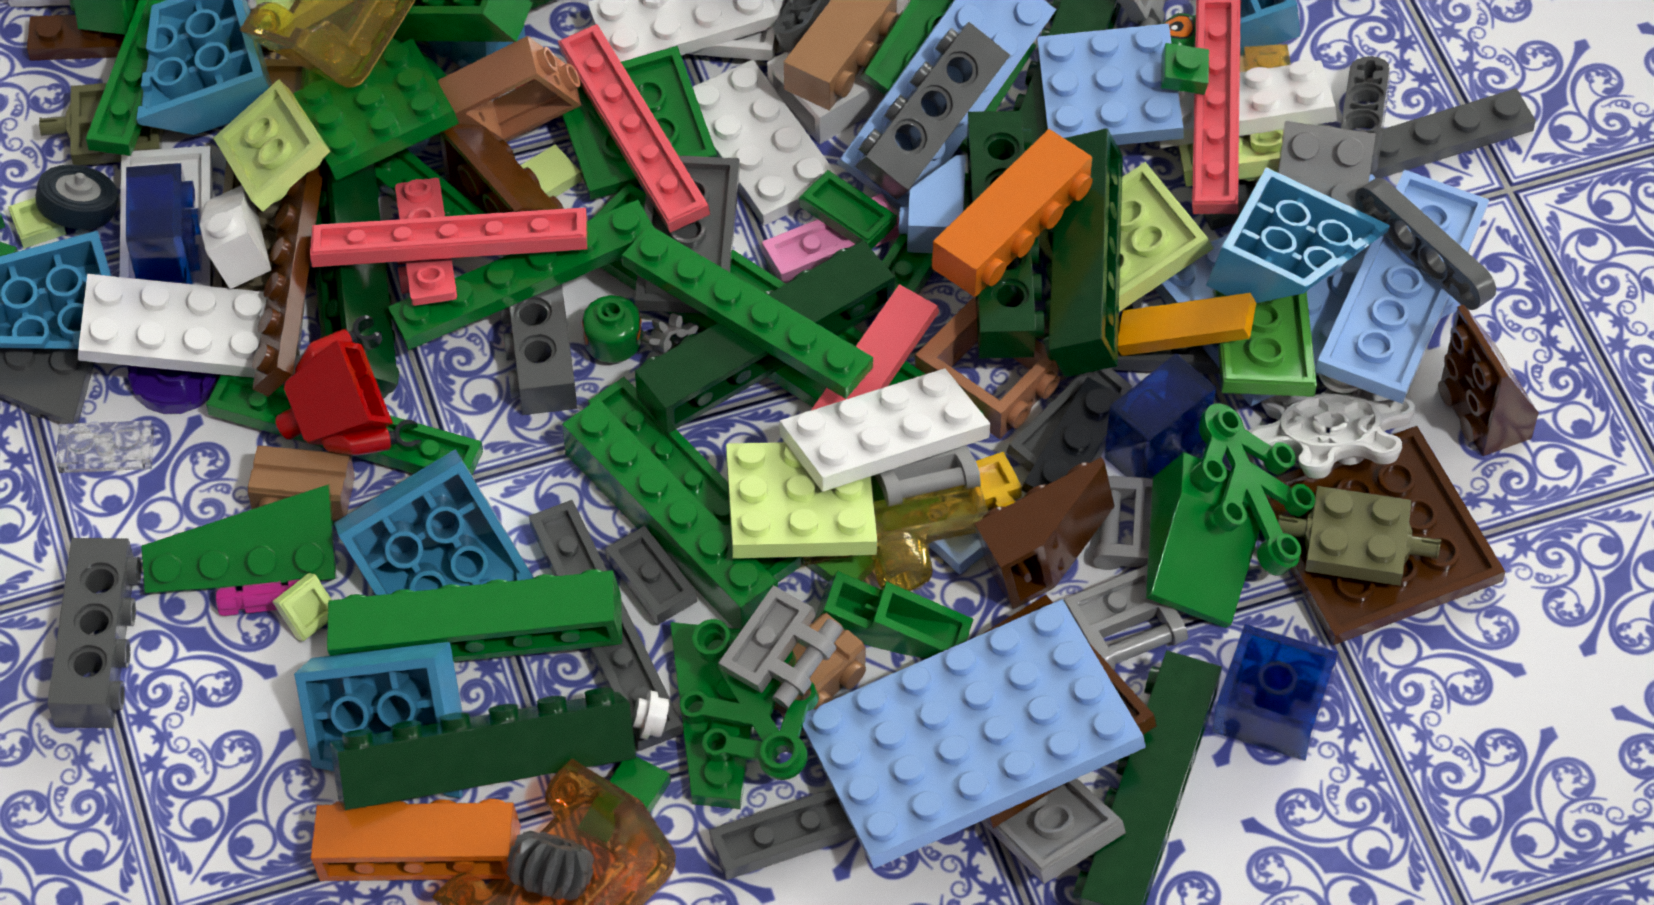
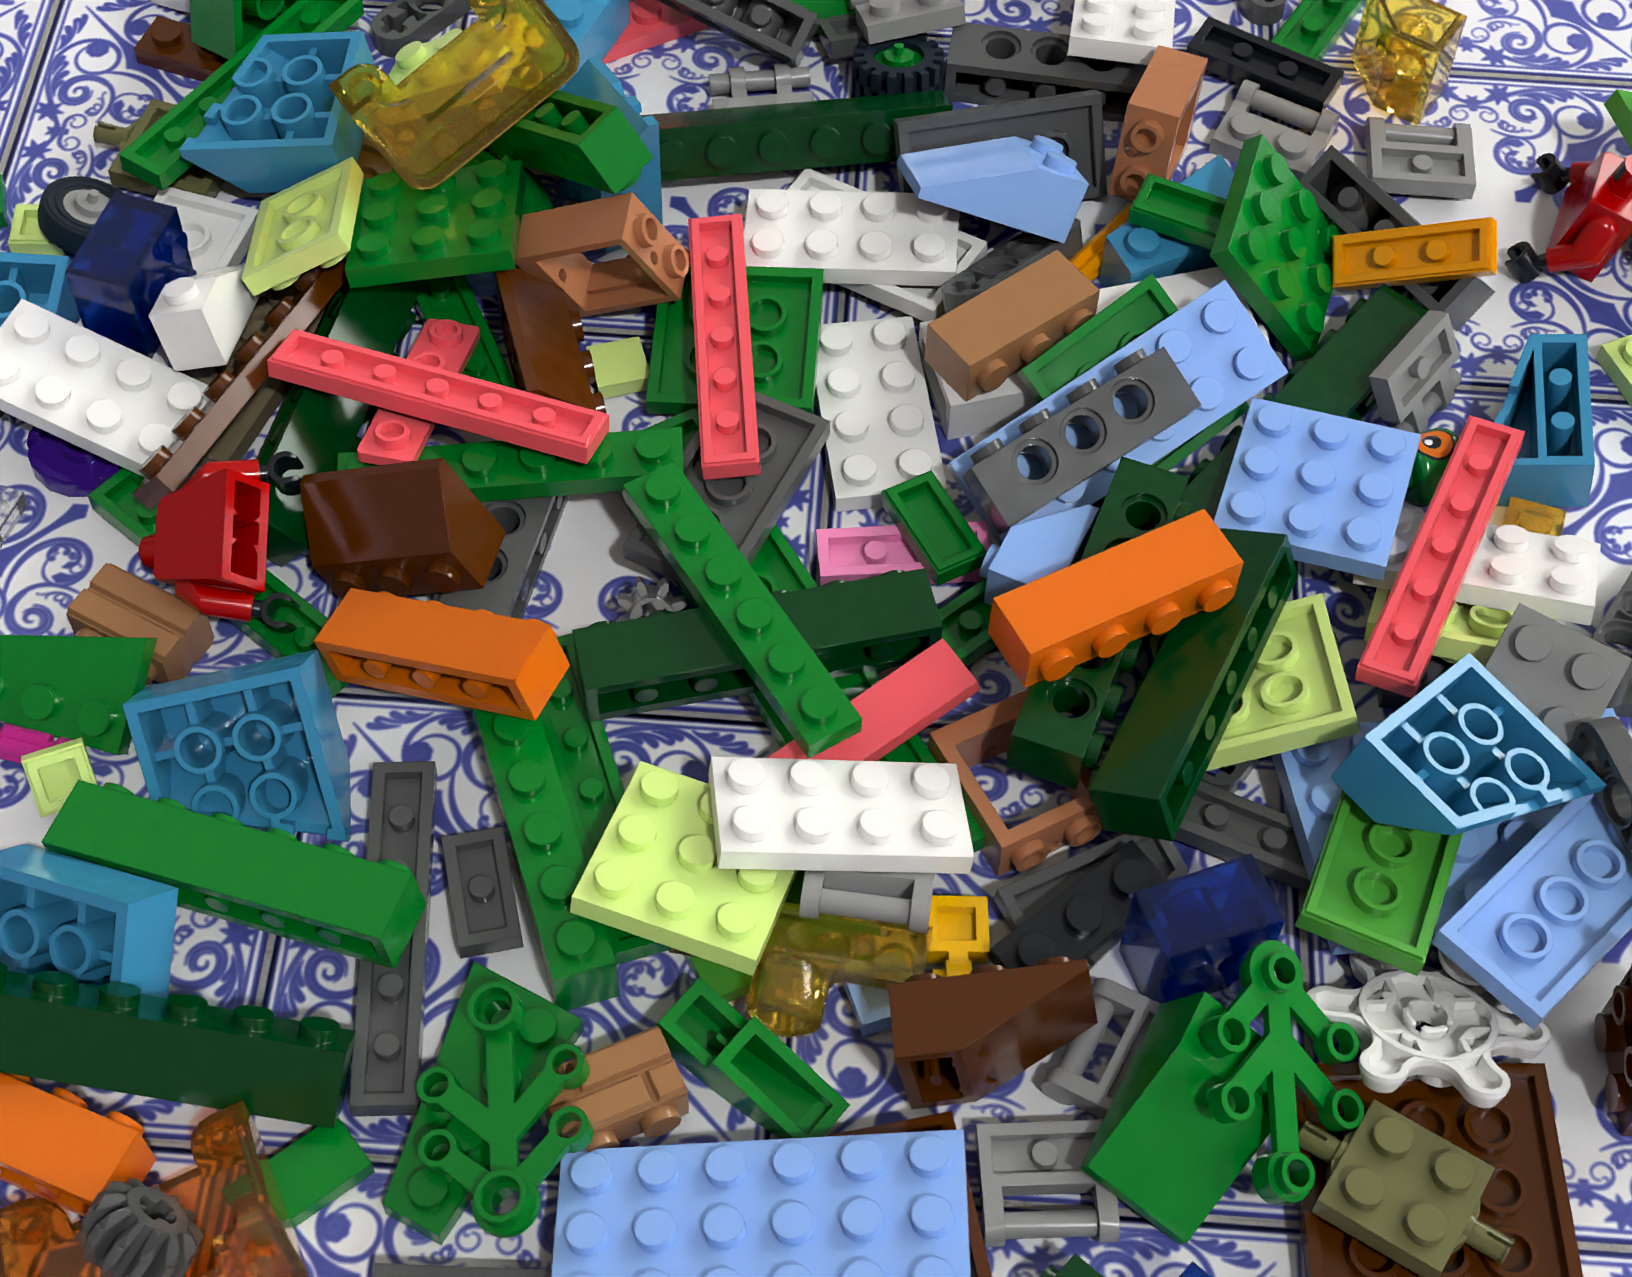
camera: 20 degrees right, 0 degrees up
(468, 346) = (399, 529): none -> reddish brown slope
(551, 418) = (443, 653): none -> orange brick
(612, 329) = (587, 570): green head -> none
(650, 715) = (372, 1079): white plate -> none
(768, 640) = (552, 1042): light grey plate -> none
(1184, 68) = (1417, 494): green plate -> none
(1186, 324) = (1287, 819): light orange tile -> none

